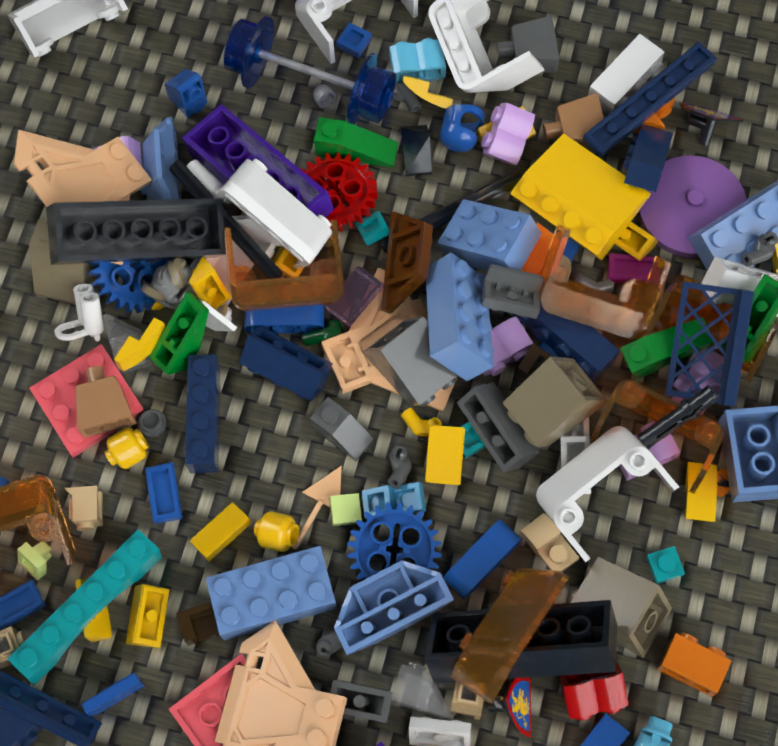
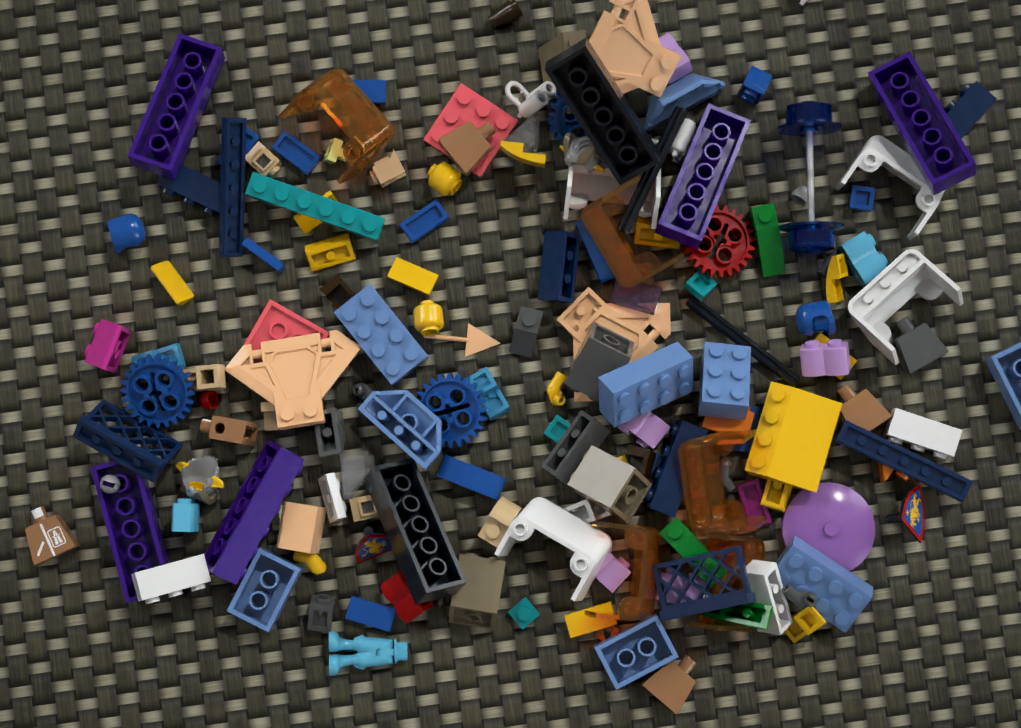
camera: 65 degrees right, 15 degrees up
(152, 423) = (473, 187): dark grey plate -> none
(181, 336) = (541, 180): green slope -> none
(203, 414) = (494, 223): dark blue brick -> none
(208, 285) = (593, 182): yellow slope -> none
(277, 211) = (665, 207): white windscreen -> none
(332, 329) = (595, 285): dark green arm -> none
(345, 509) = (467, 361): yellowish green tile -> none
(401, 466) = (517, 388): dark grey arm -> none
(406, 259) = (680, 323): reddish brown wing -> none
(416, 150) = (785, 290): black slope -> none
(445, 455) = (537, 417): yellow slope -> none
(507, 630) = (419, 517): clear orange windscreen -> none
(512, 291) = (682, 417): dark grey bracket -> none
(646, 157) = (848, 477): dark blue brick -> none
(683, 413) = (639, 586): black pin -> none
(695, 664) = (457, 660): orange brick -> none

